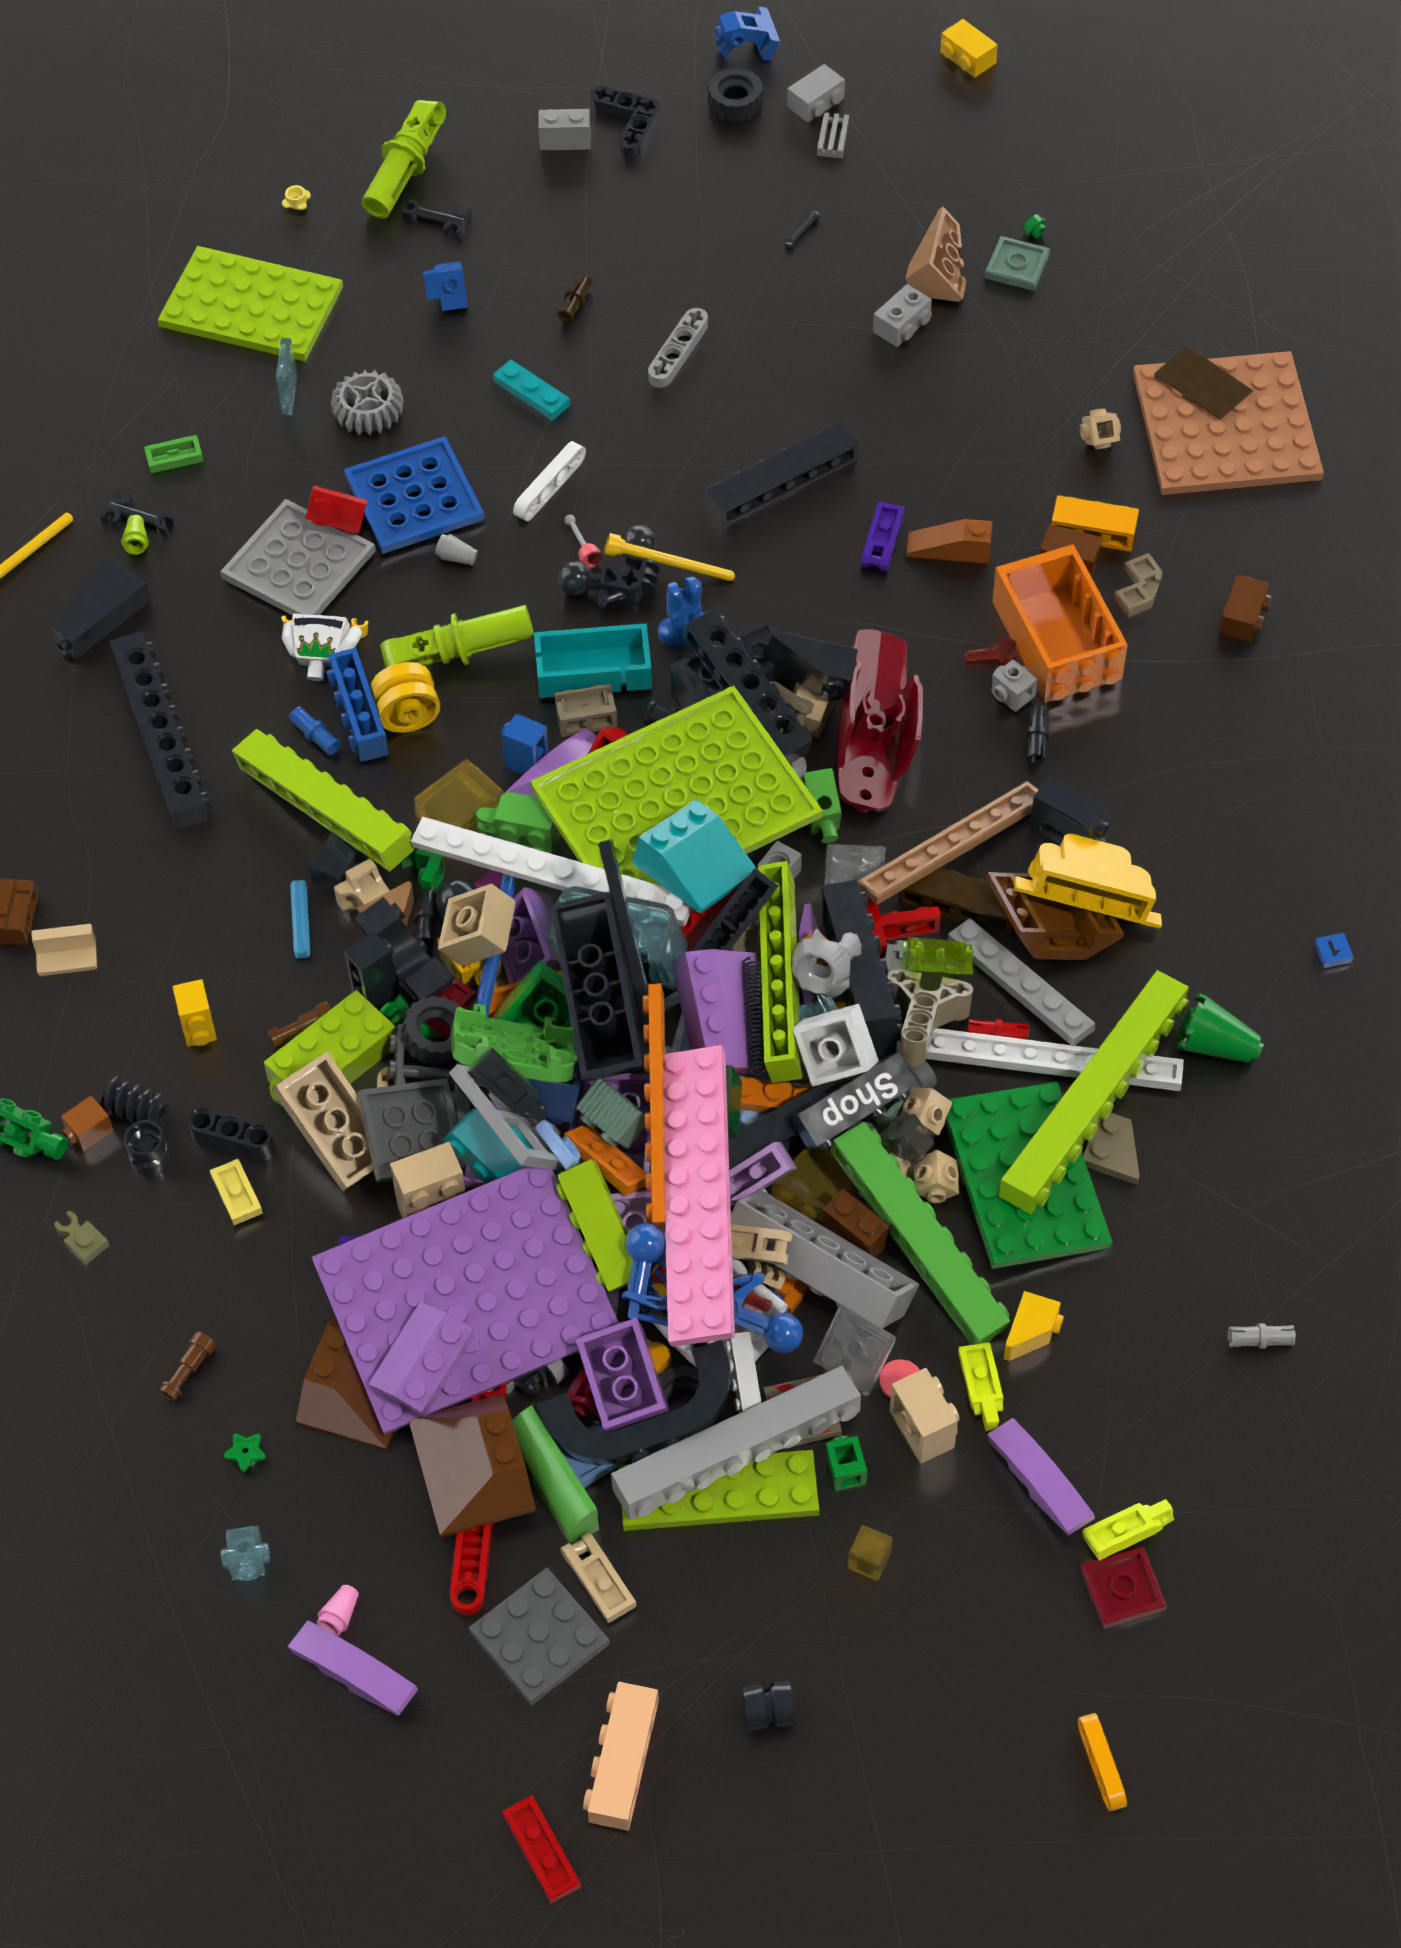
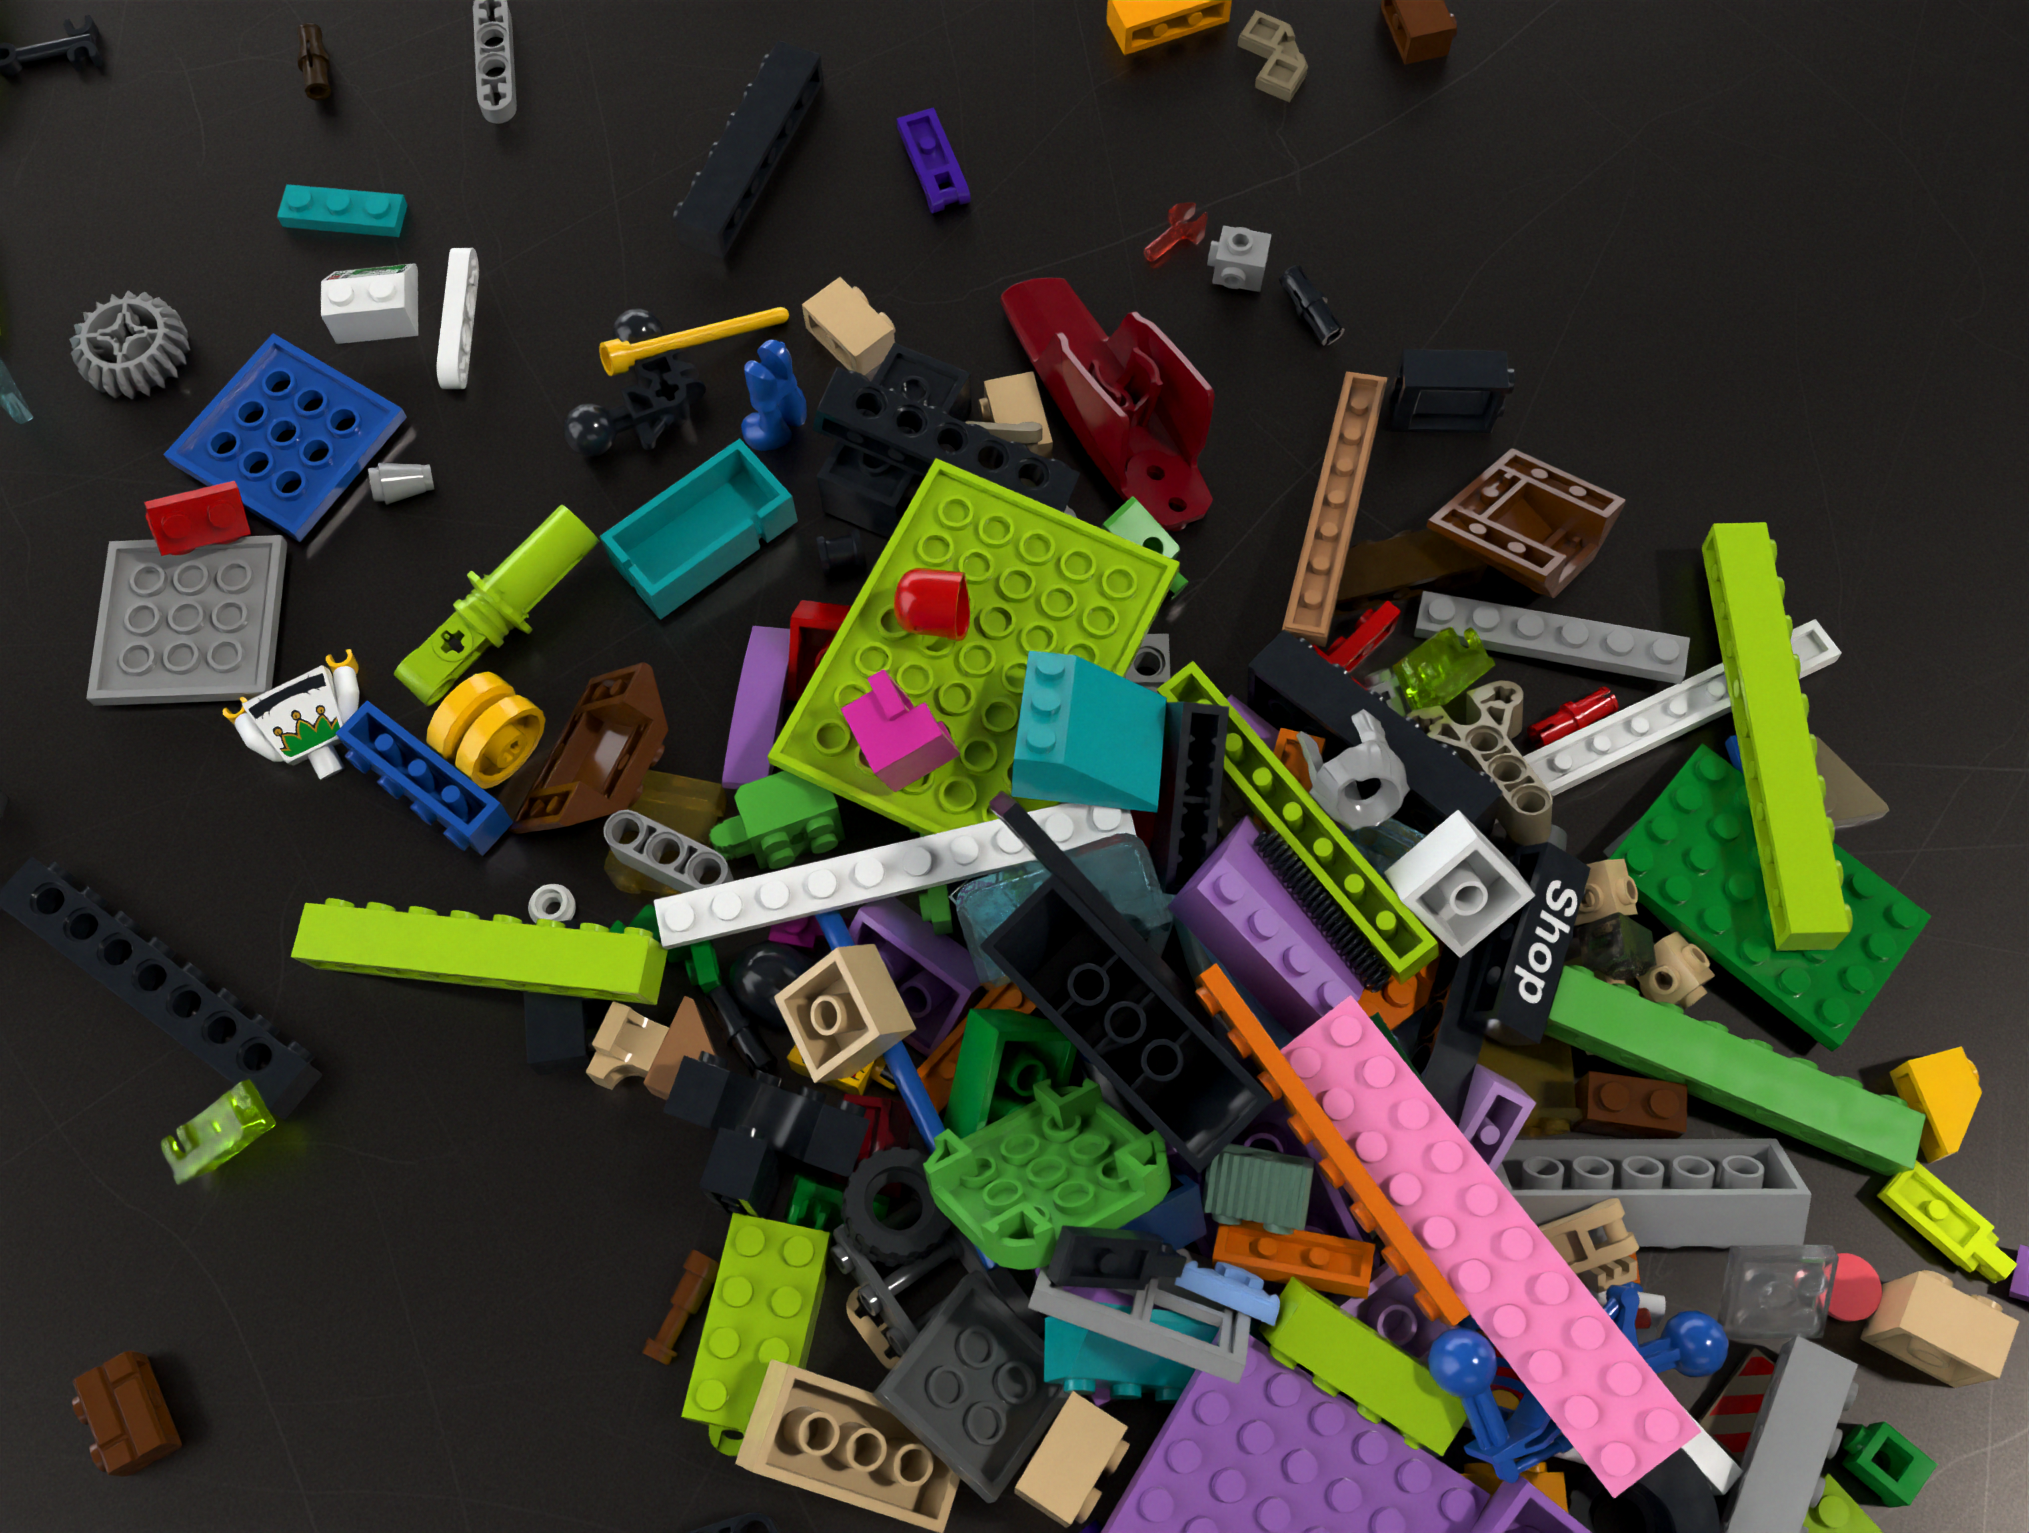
camera: 35 degrees left, 10 degrees up
(65, 949) = (250, 1421): tan panel -> none
(141, 812) = (218, 1132): none -> clear neon green hinge
(194, 1013) = (522, 1404): yellow brick -> none
(300, 919) = (564, 1144): dark azure axle -> none
(314, 730) = (386, 850): blue pin -> none
(380, 799) = (552, 893): none -> white plate
(446, 796) = (655, 841): none -> light grey beam
(448, 284) = (129, 128): blue brick -> none
(453, 743) = (599, 754): none -> reddish brown slope
(509, 448) = (371, 303): none -> white slope
(523, 743) = (699, 701): blue brick -> none
(585, 708) = (736, 600): dark tan hinge -> none
(588, 553) = (580, 385): coral hinge -> none
(597, 801) = (895, 735): none -> dark pink plate
(663, 746) = (933, 603): none -> red helmet
(759, 598) = (849, 326): none -> tan brick
(814, 664) = (1010, 369): black slope -> none
(852, 862) = (1234, 614): clear plate -> none
(953, 541) = (1023, 119): dark orange slope -> none
(1059, 623) = (1237, 148): orange container -> none
(1086, 544) = (1169, 57): reddish brown brick -> none
(1092, 878) = (1541, 451): yellow brick -> none
(1217, 1033) = (1826, 560): green cone -> none
(1333, 950) = (1849, 374): blue tile -> none

